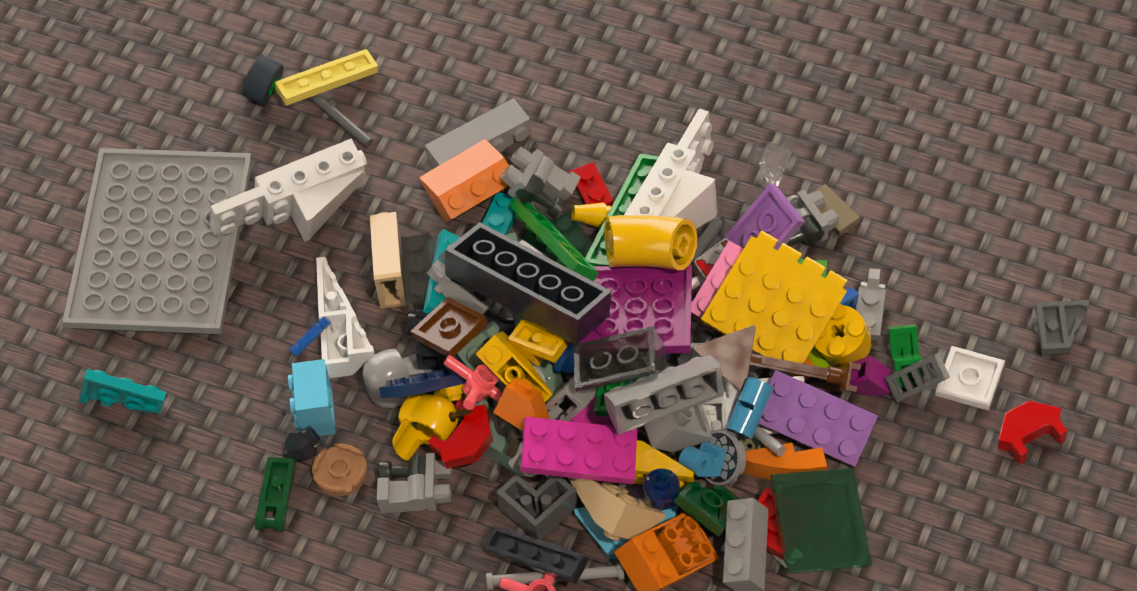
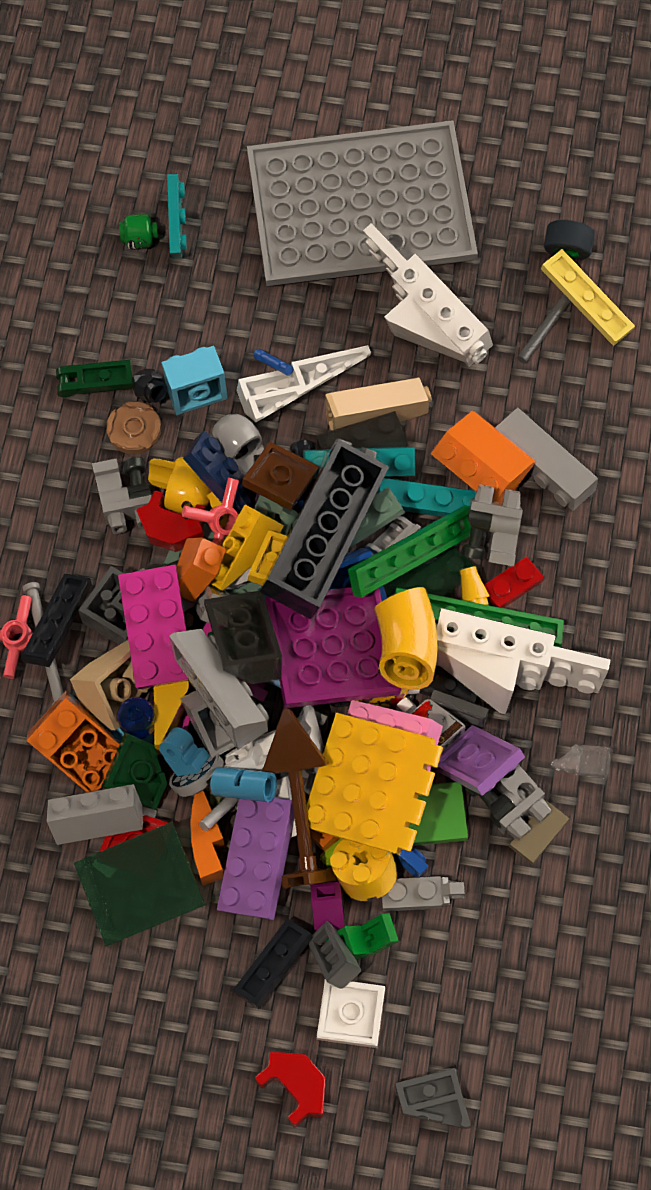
camera: 75 degrees right, 10 degrees up
(123, 432) = (138, 231): none -> green head
(915, 427) = (273, 963): none -> black plate

